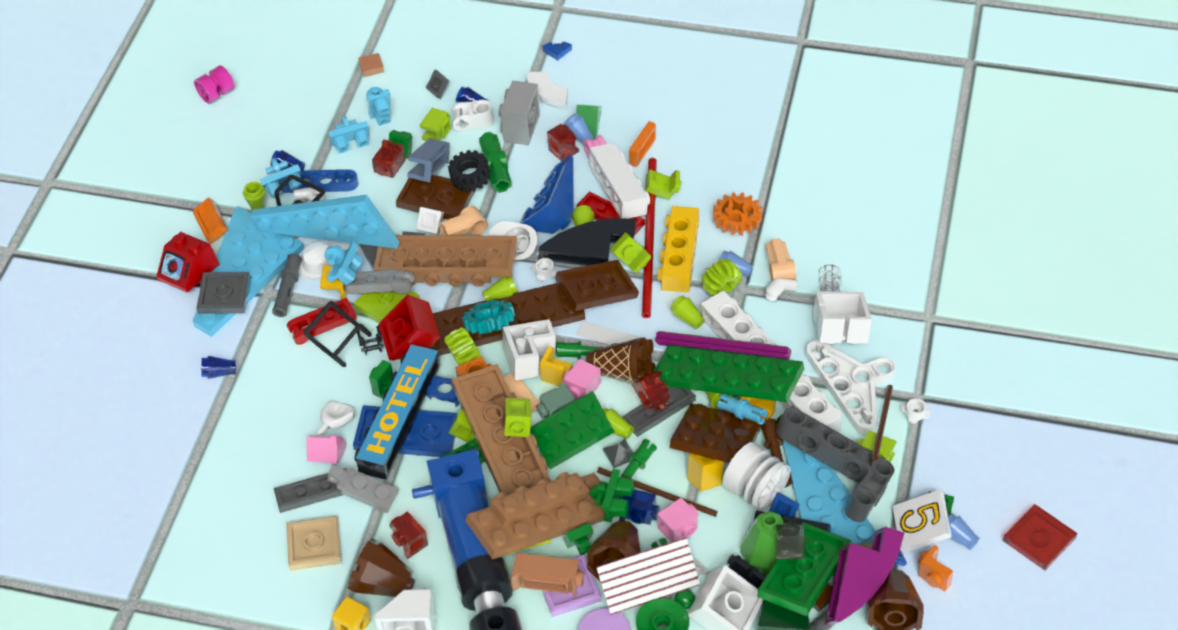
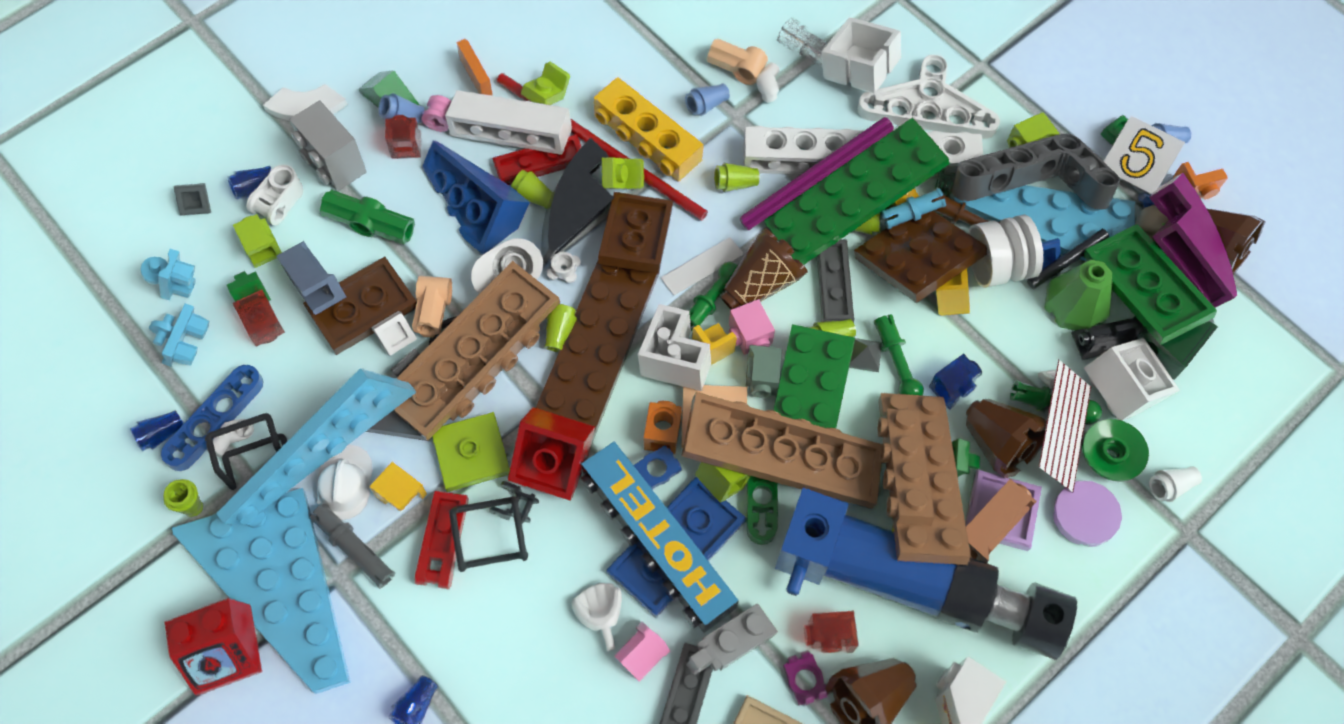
camera: 60 degrees left, 15 degrees up
(210, 220) = (164, 574): orange tile -> none
(223, 292) = (307, 627): dark grey tile -> none
(272, 181) = (181, 465): medium azure hips -> none
(343, 263) = (392, 459): medium azure hips -> none
(371, 64) = (87, 246): nougat tile -> none
(372, 532) = (805, 662): none -> magenta piece
(381, 282) = (448, 440): light grey hinge -> none
(381, 378) = (598, 526): green bracket -> none
(461, 346) = (619, 414): lime gear -> none
(472, 180) = (361, 232): black tyre -> none
(488, 316) = (606, 359): teal gear -> none
(517, 417) = (783, 415): lime bracket -> none
(557, 50) = (256, 59): blue tile -> none
(610, 495) = (942, 396): green hips -> none
(652, 391) = (828, 270): clear red brick -> none
(661, 493) = (943, 352): reddish brown axle -> none
(678, 520) = (998, 355): bright pink brick -> none
(721, 277) = (723, 118): lime gear -> none
(737, 213) = (644, 53): orange gear -> none
(789, 541) = (1131, 269): clear smoke bracket -> none
(881, 427) = (1013, 109): reddish brown axle -> none
(915, 405) = (1002, 76): white plate -> none
(1040, 537) = (1208, 83): clear red tile -> none

